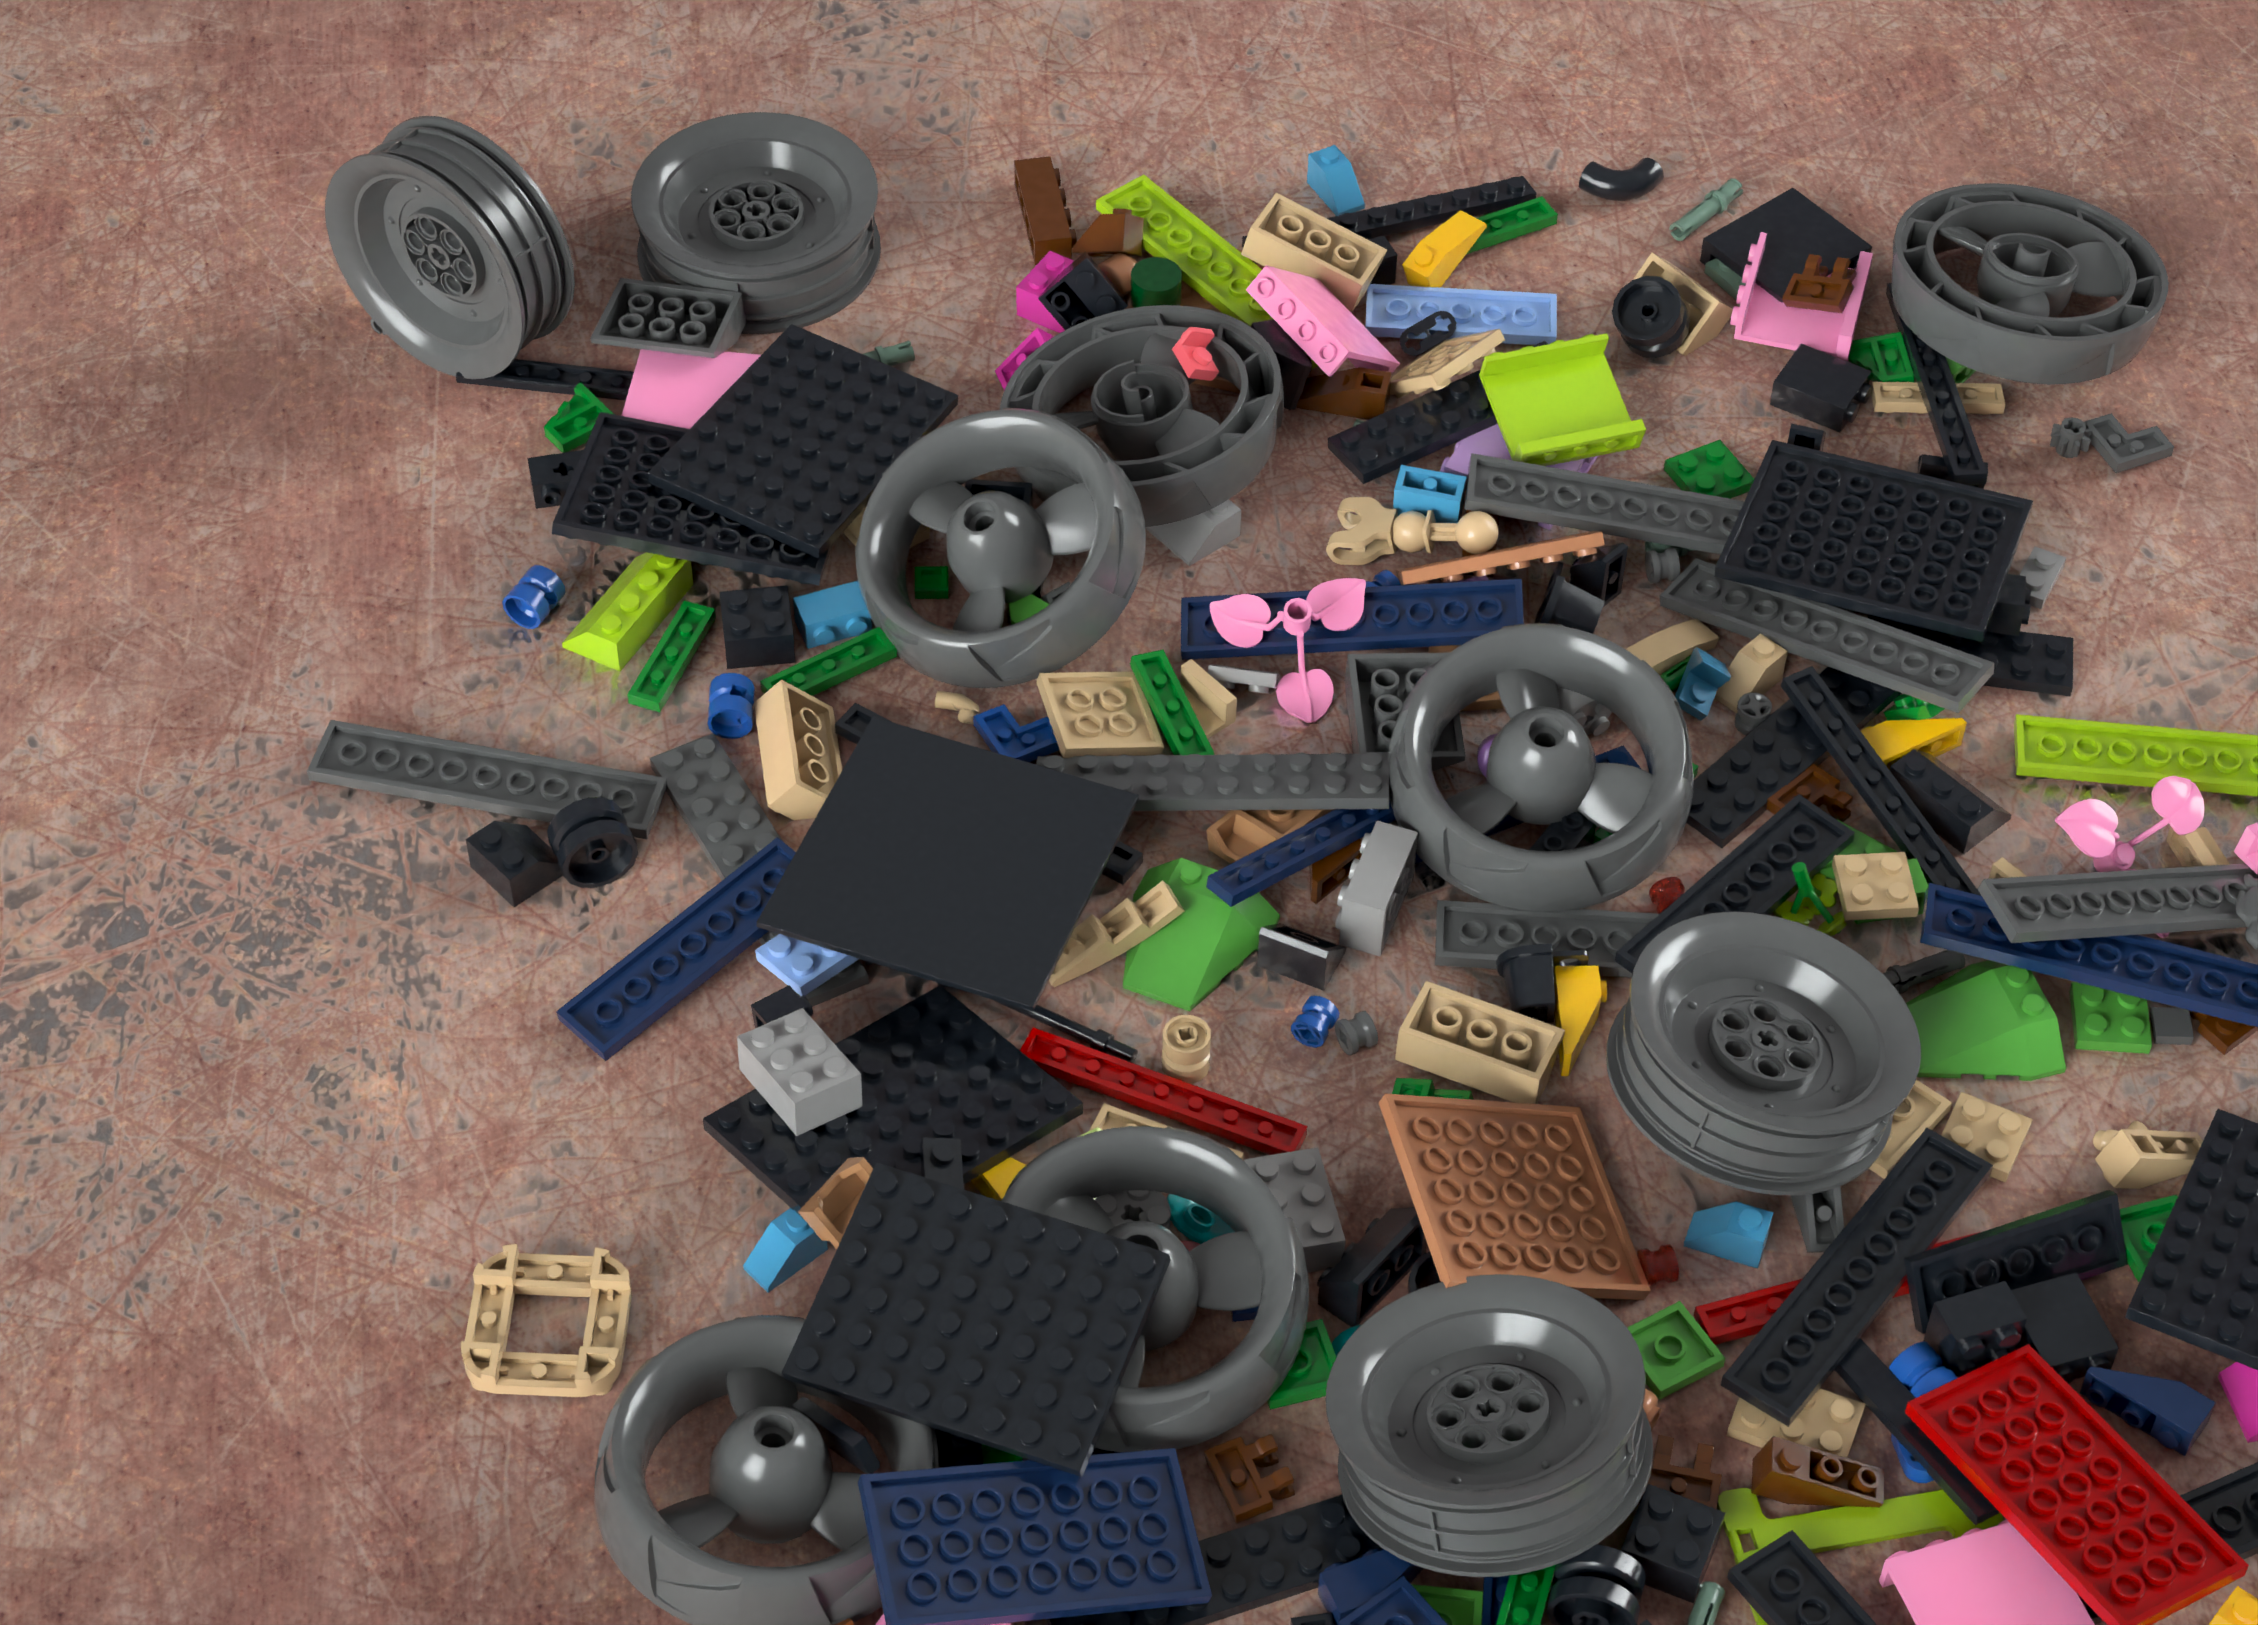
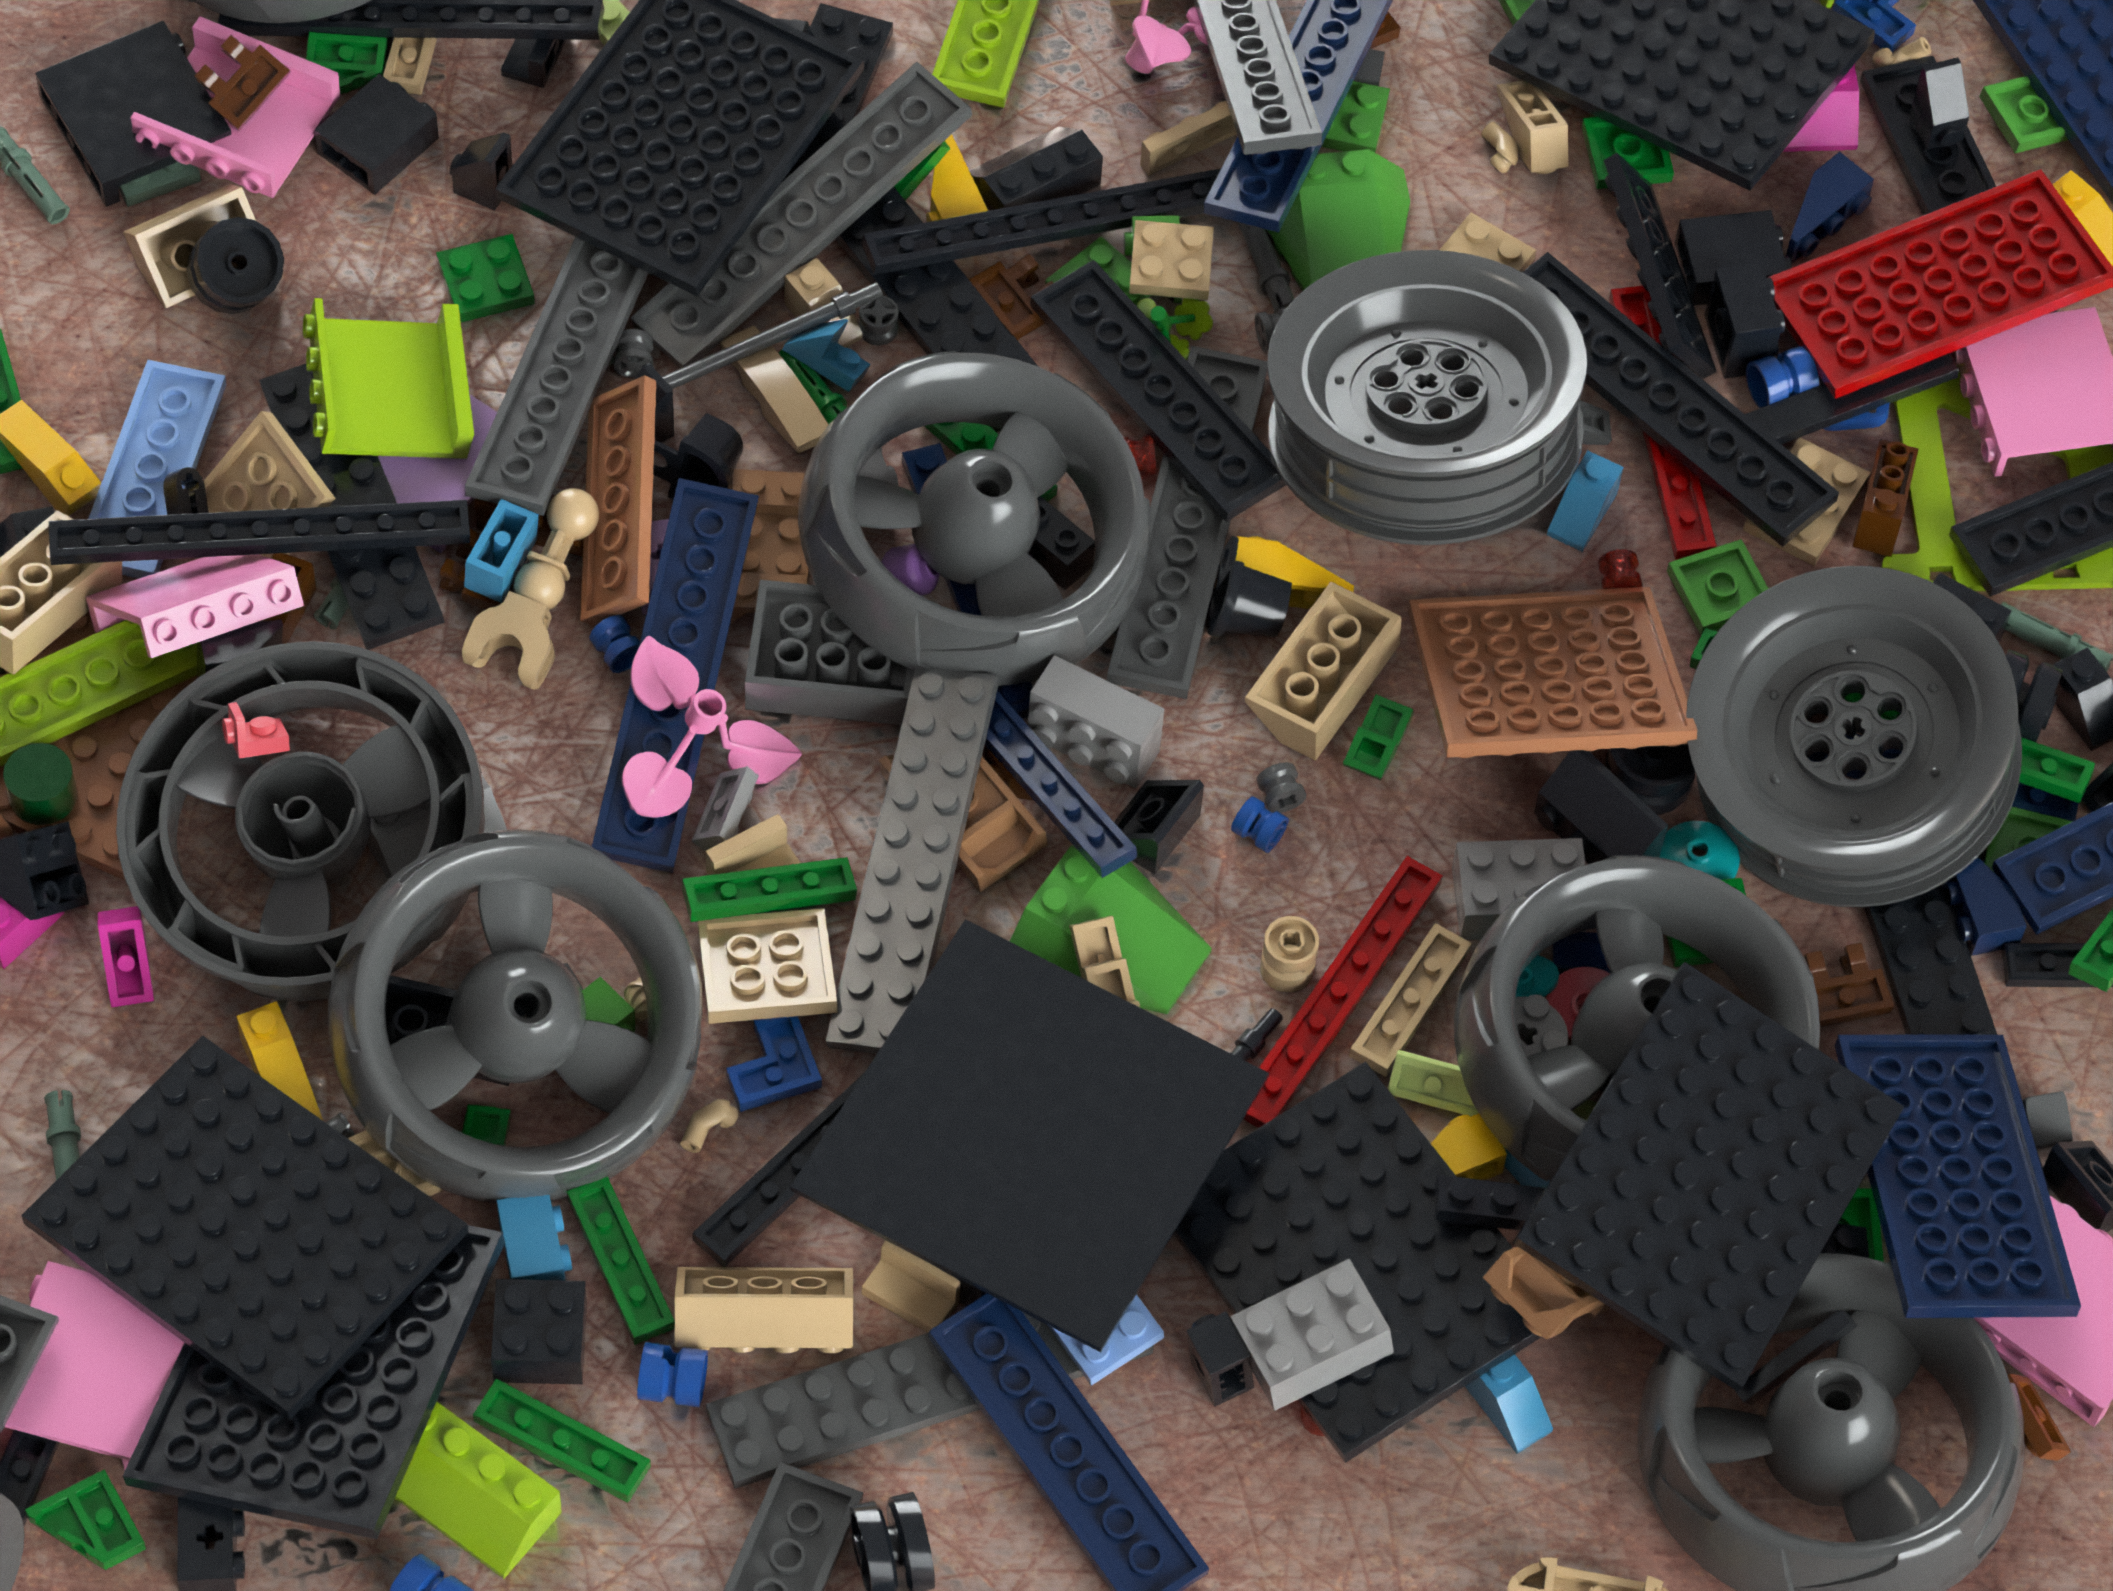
camera: 85 degrees left, 10 degrees up
(1393, 351) = (258, 532): none -> black plate
(1742, 672) = (841, 306): none -> dark grey bar

